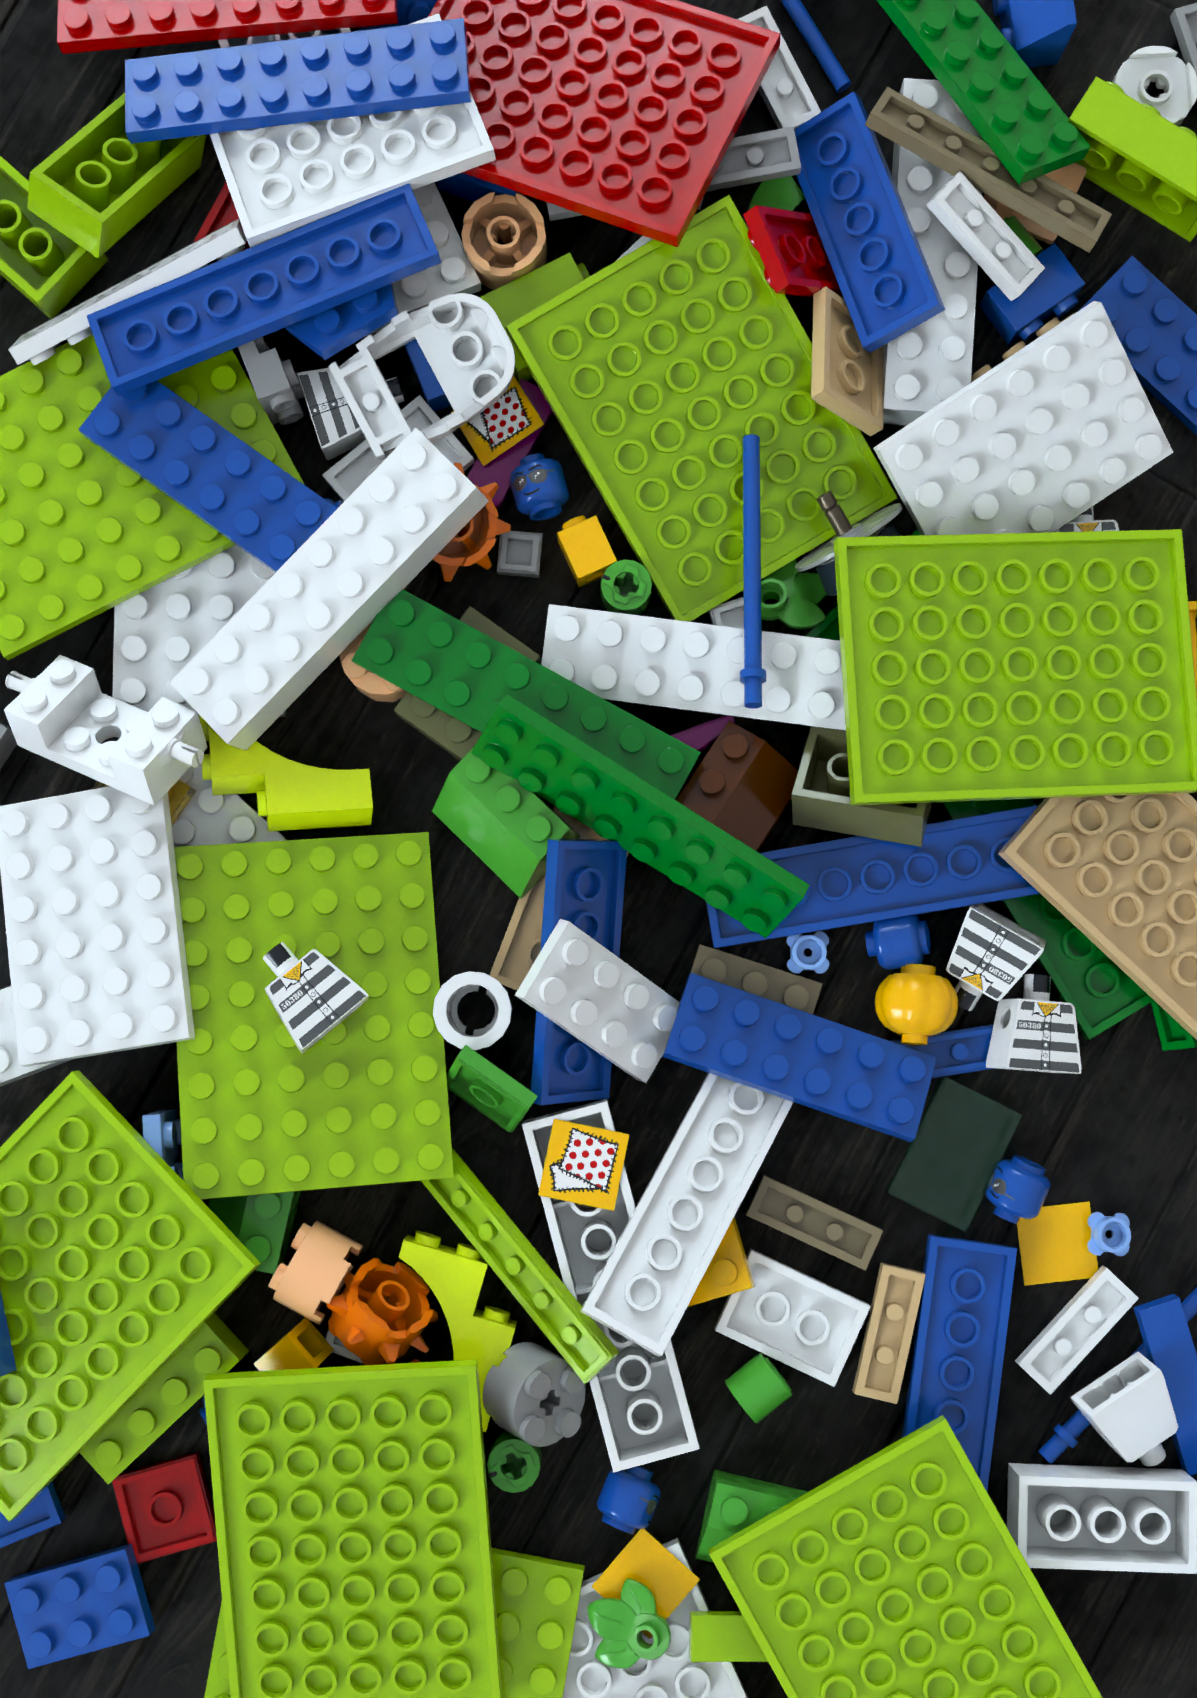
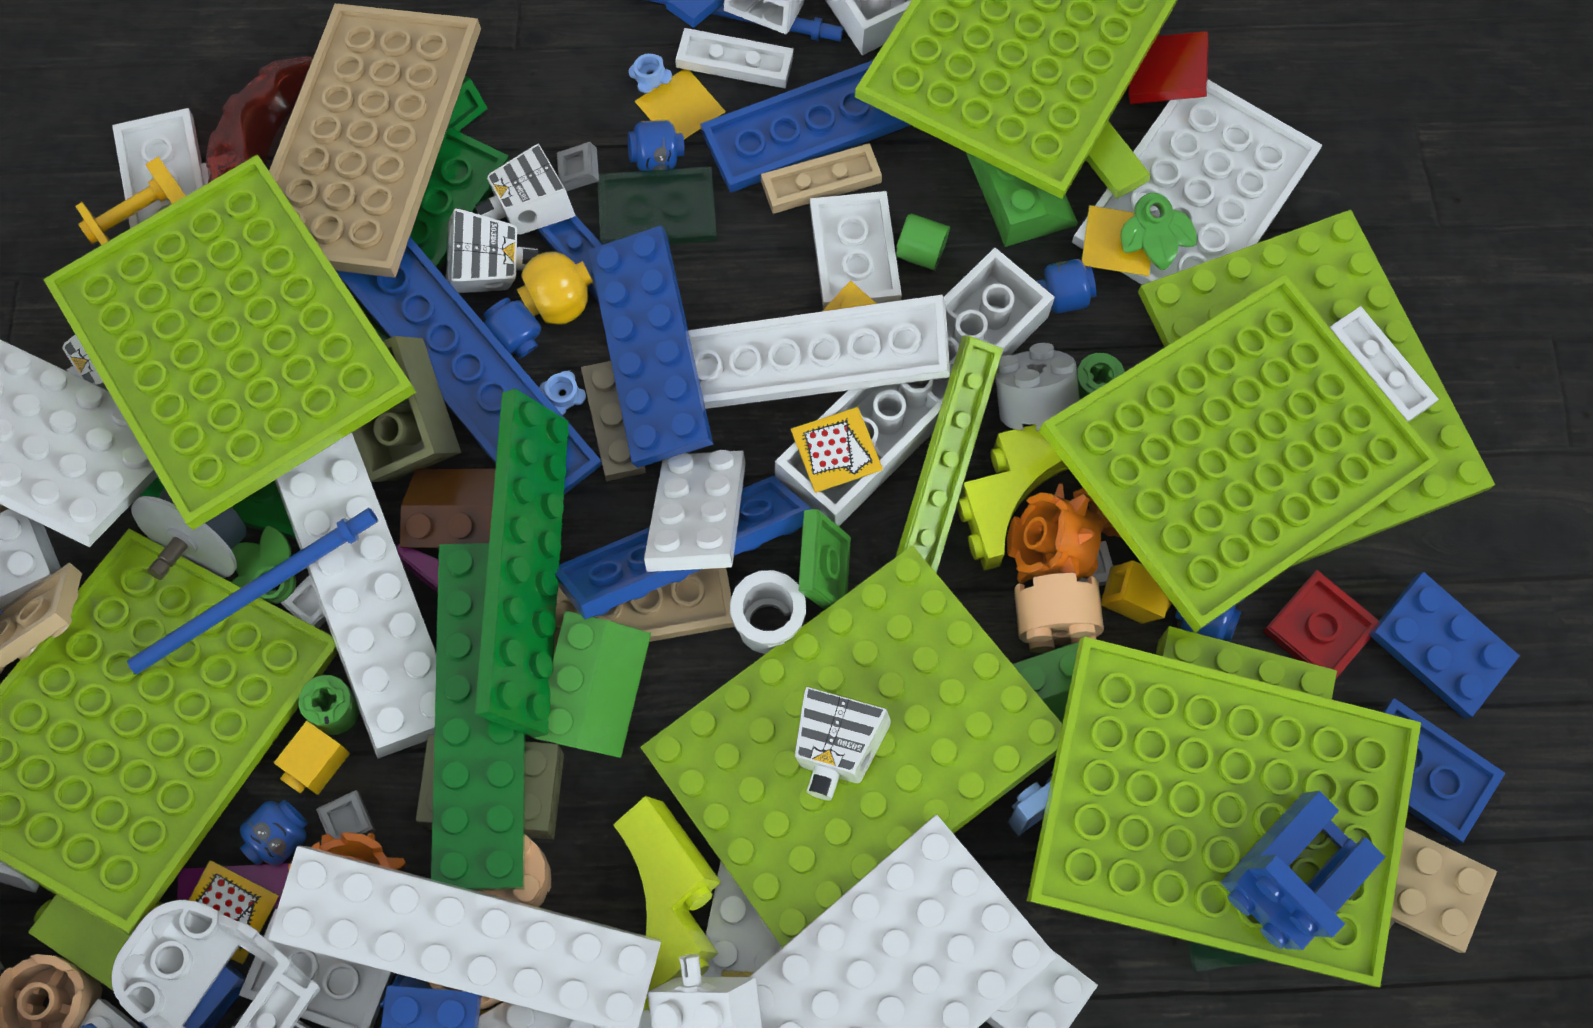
camera: 125 degrees left, 15 degrees down
(814, 1222) = (772, 267): dark tan plate -> none
(1041, 1101) = (578, 166): none -> light grey tile

